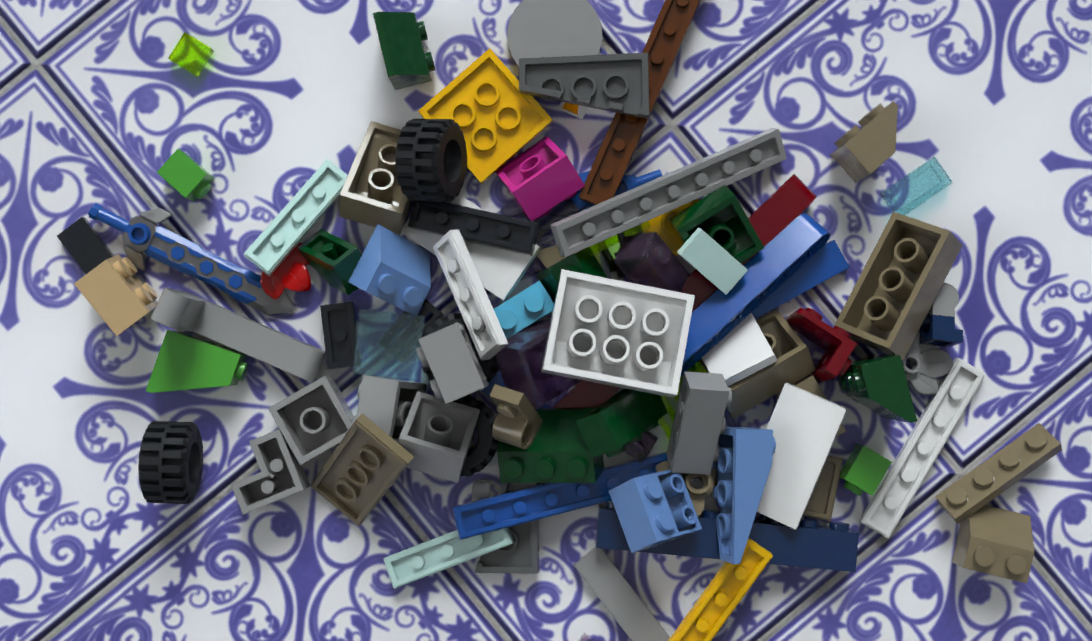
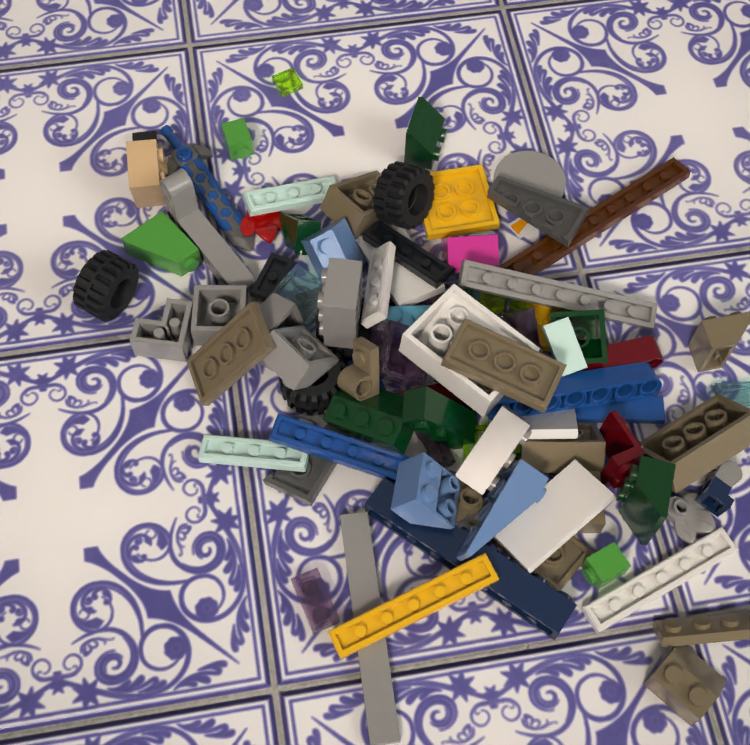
camera: 30 degrees right, 25 degrees down
(669, 343) = (503, 365): none -> dark tan tile

